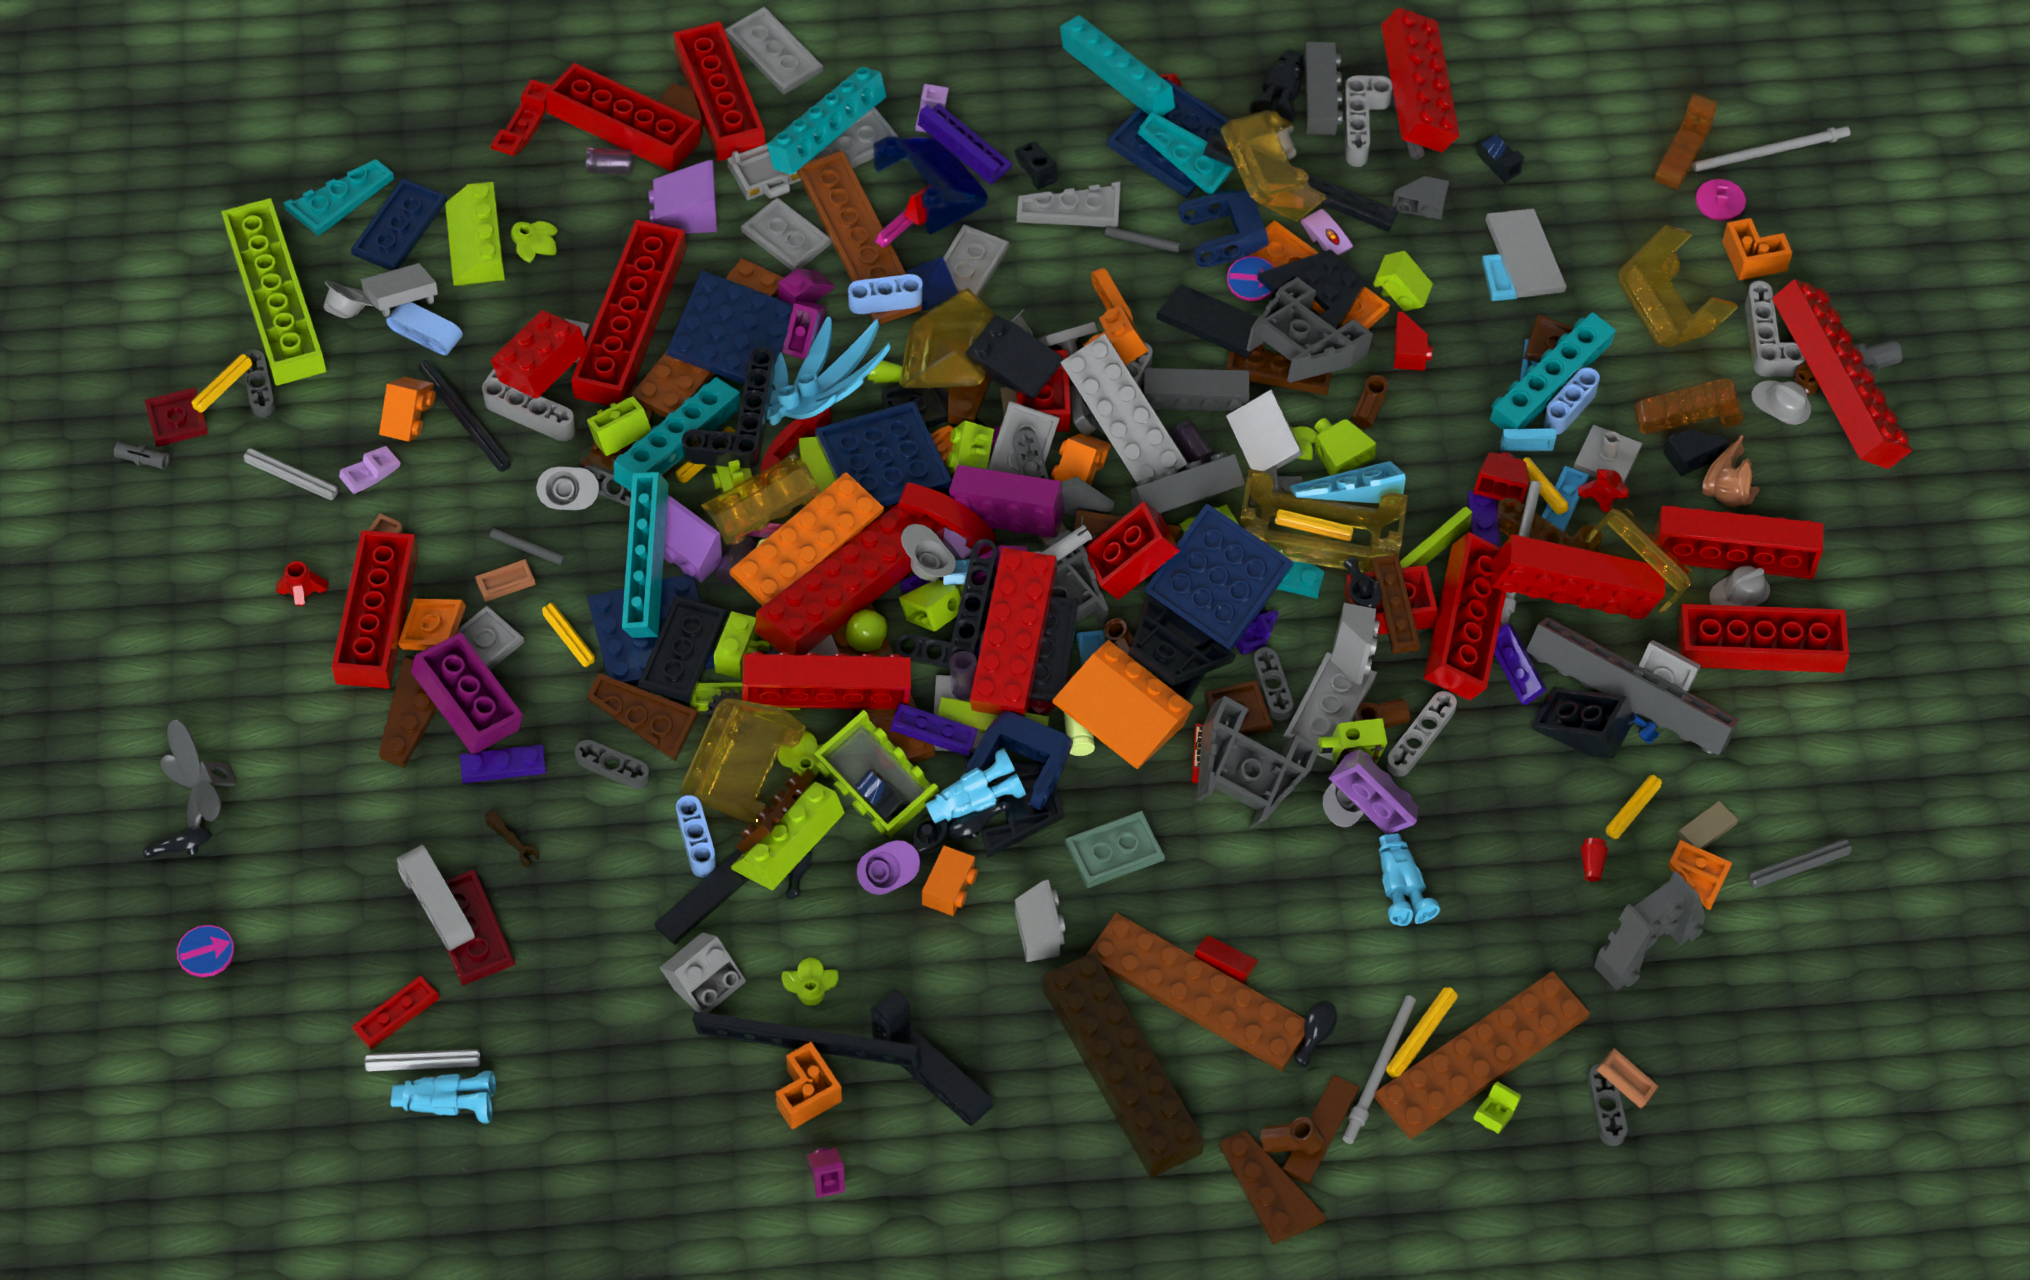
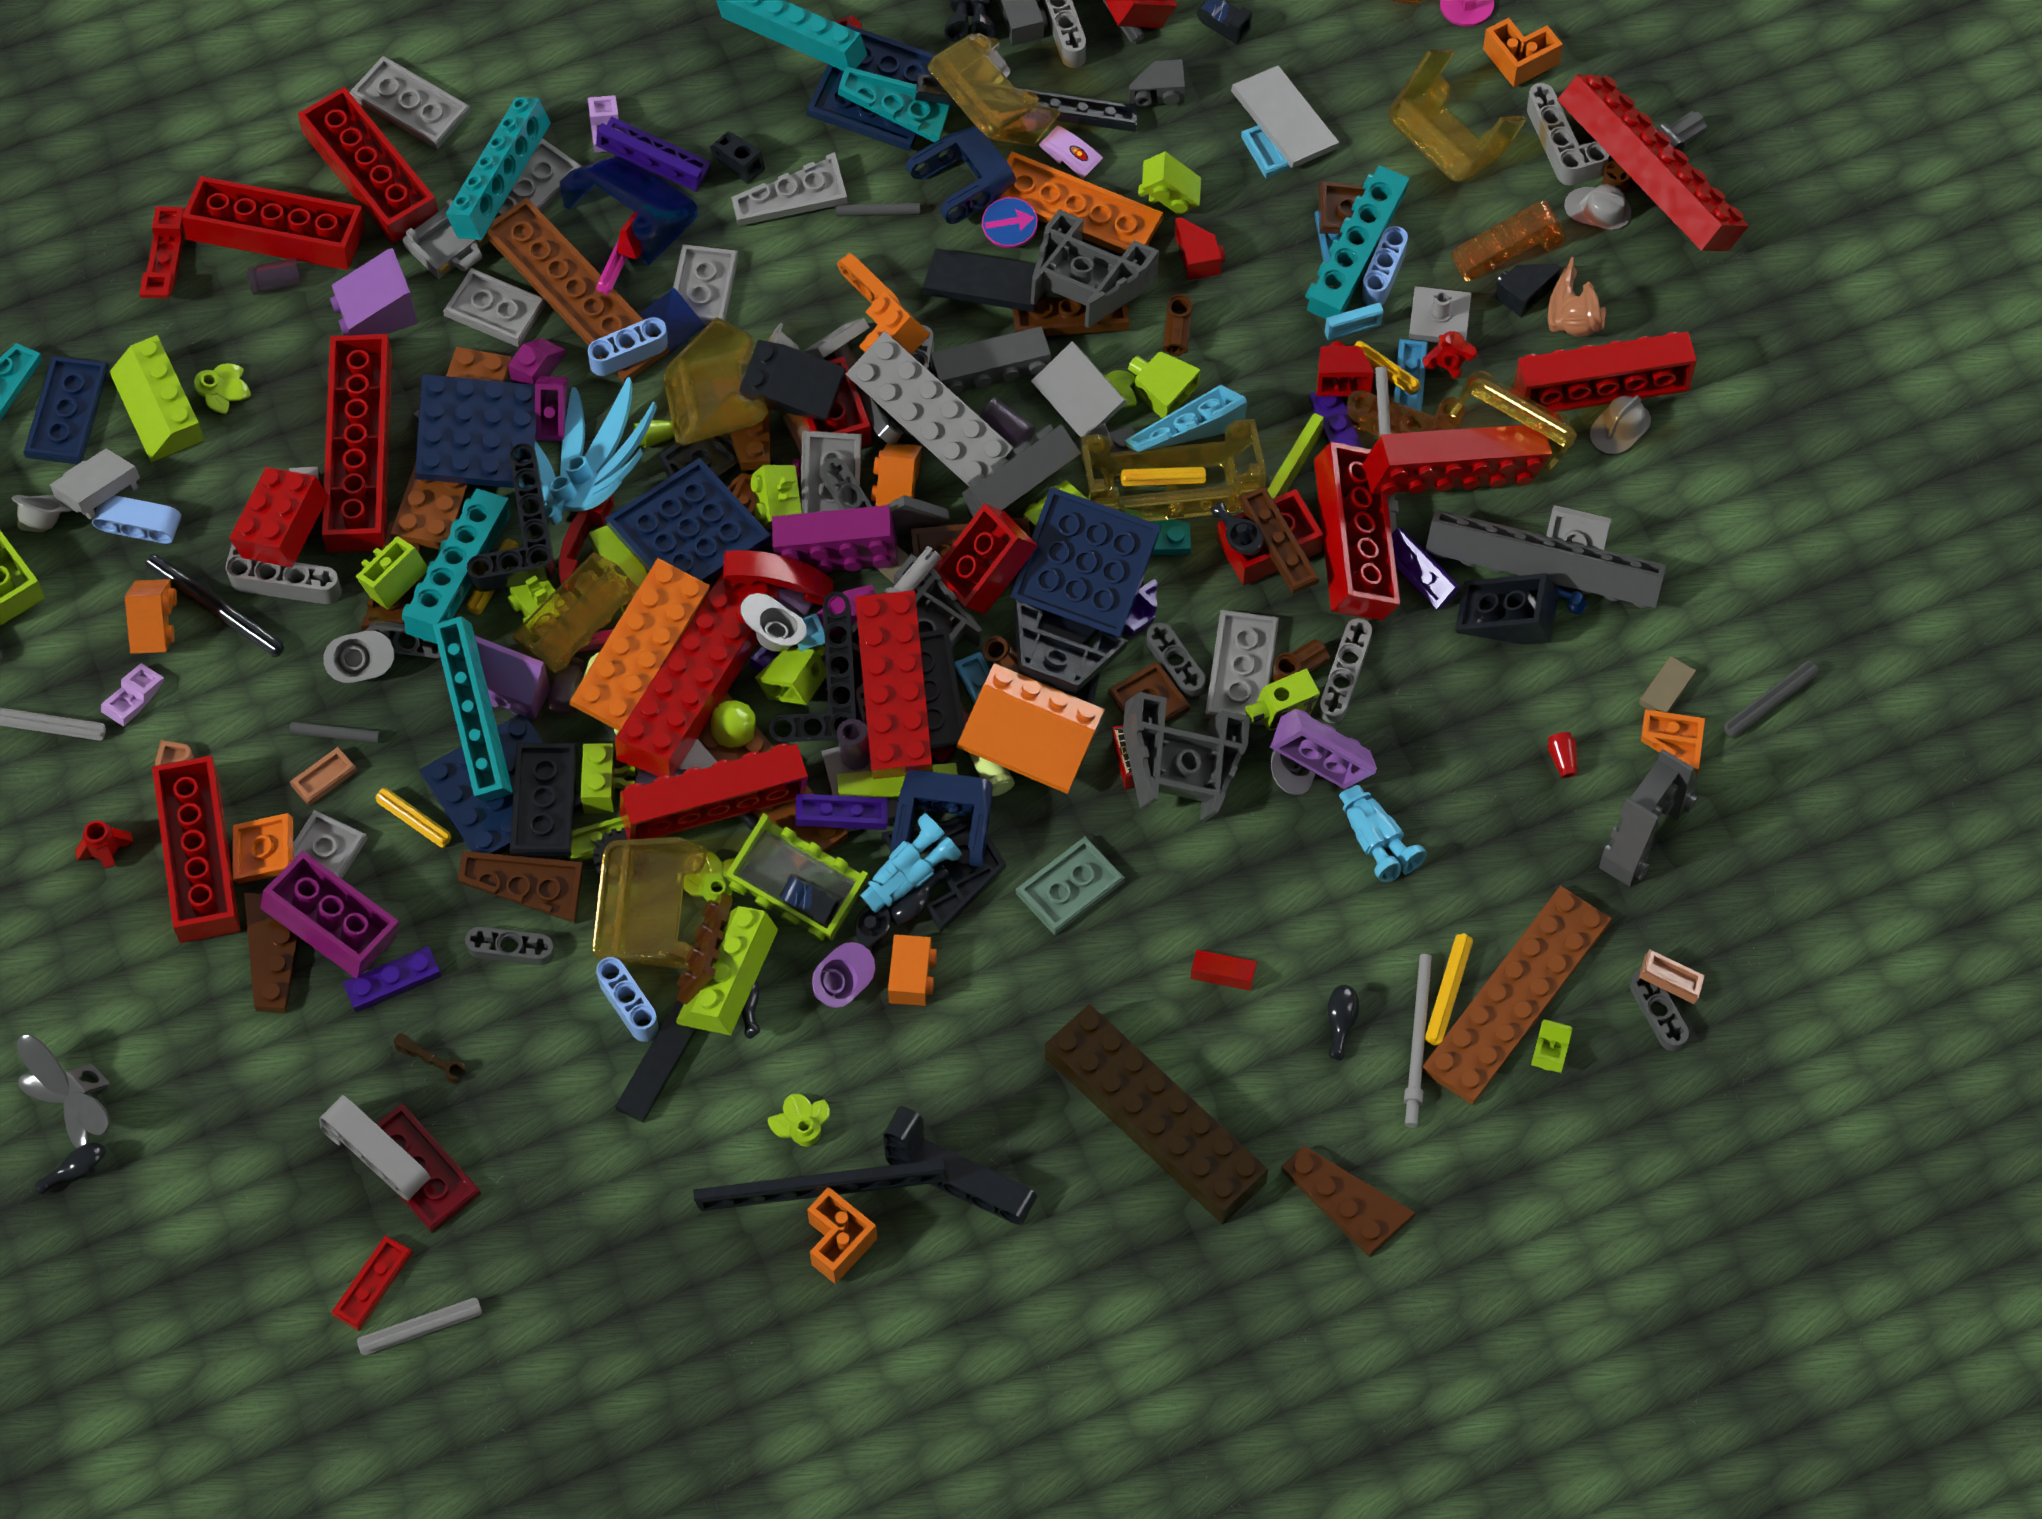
camera: 15 degrees left, 5 degrees up
(205, 951) = (144, 1277): blue piece -> none
(445, 1095) = (457, 1358): medium azure piece -> none
(683, 101) = (332, 187): reddish brown slope -> none
(703, 973) = (686, 1145): light grey slope -> none
(826, 1172) = (888, 1318): magenta slope -> none
(1039, 922) = (1020, 987): light grey slope -> none
(1199, 992) = (1207, 1012): dark orange plate -> none
(1292, 1137) = (1354, 1139): reddish brown piece -> none
(1328, 1119) = (1380, 1122): reddish brown tile -> none
(1332, 278) = (1087, 197): black wing -> none
(1355, 641) = (1249, 592): light grey slope -> none
(1633, 807) = (1586, 687): yellow axle -> none
(1764, 638) = (1662, 469): red brick -> none

